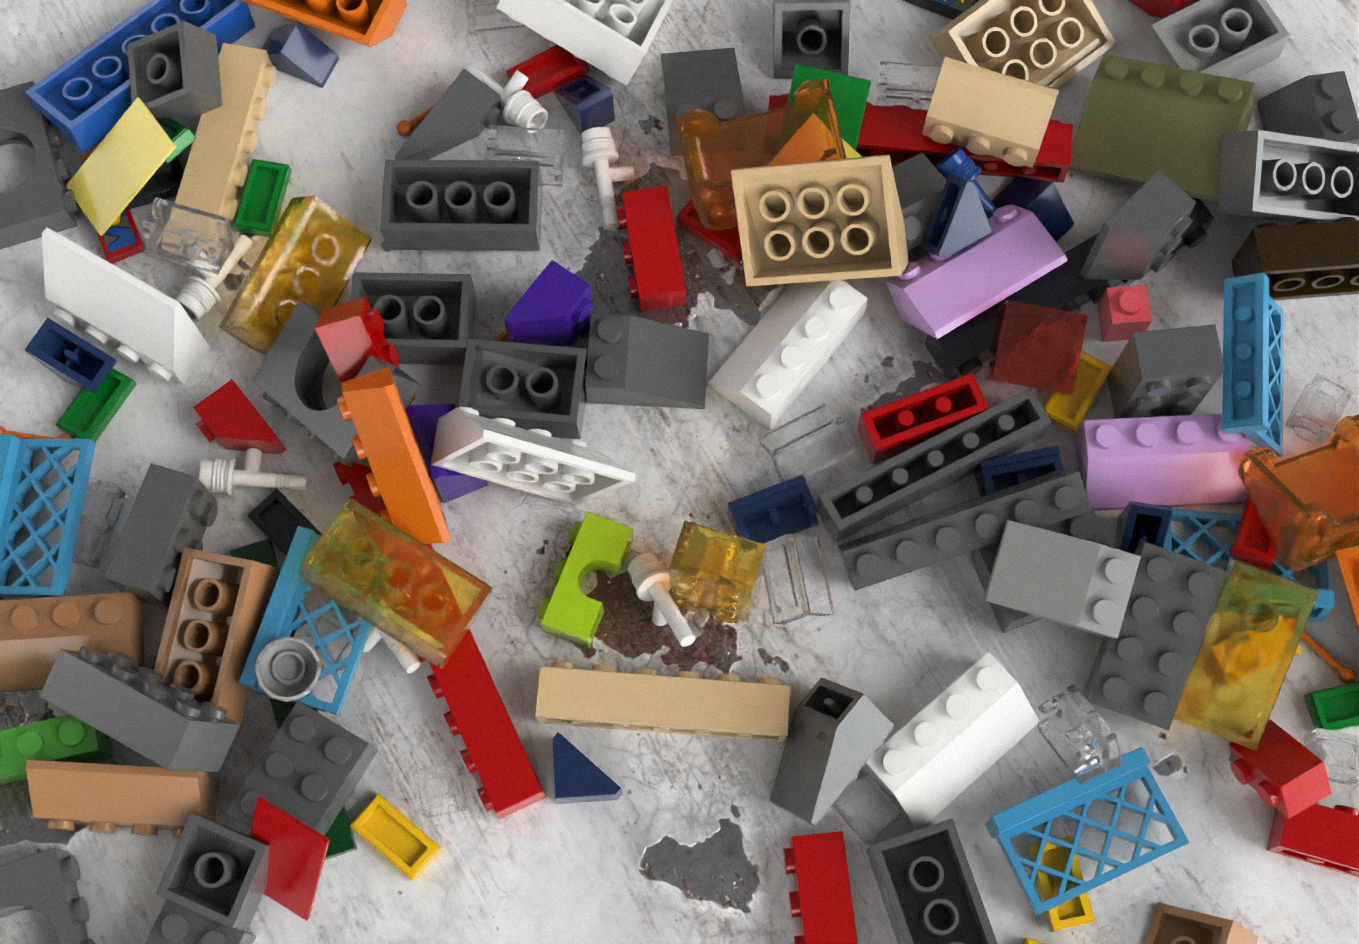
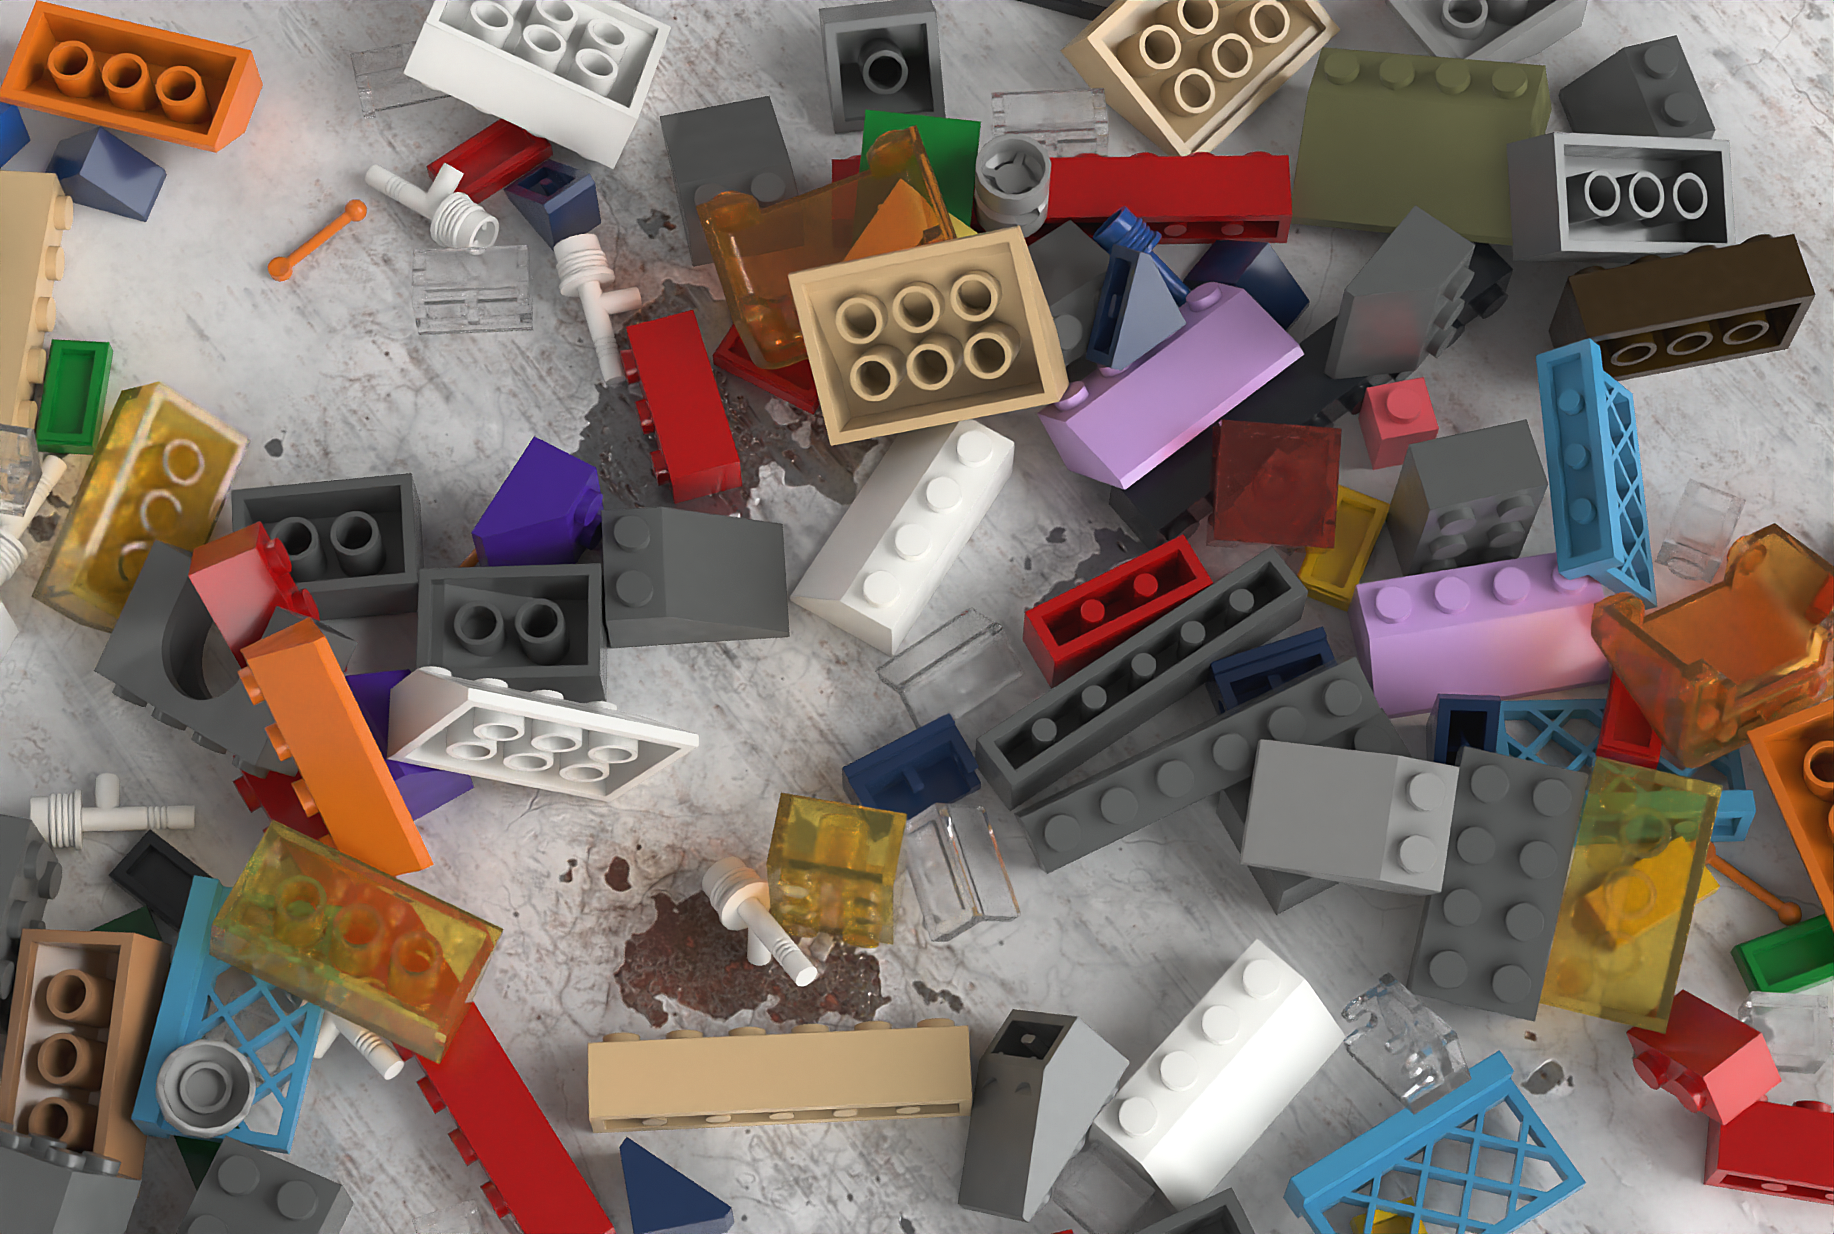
camera: 10 degrees left, 5 degrees down
(235, 422) = (75, 736): red slope -> none
(454, 119) = (356, 248): dark grey slope -> none
(462, 205) = (384, 373): dark grey brick -> none
(596, 546) = (650, 857): lime arch -> none
(886, 125) = (1012, 184): none -> light grey wheel
(989, 112) = (1161, 150): tan slope -> none

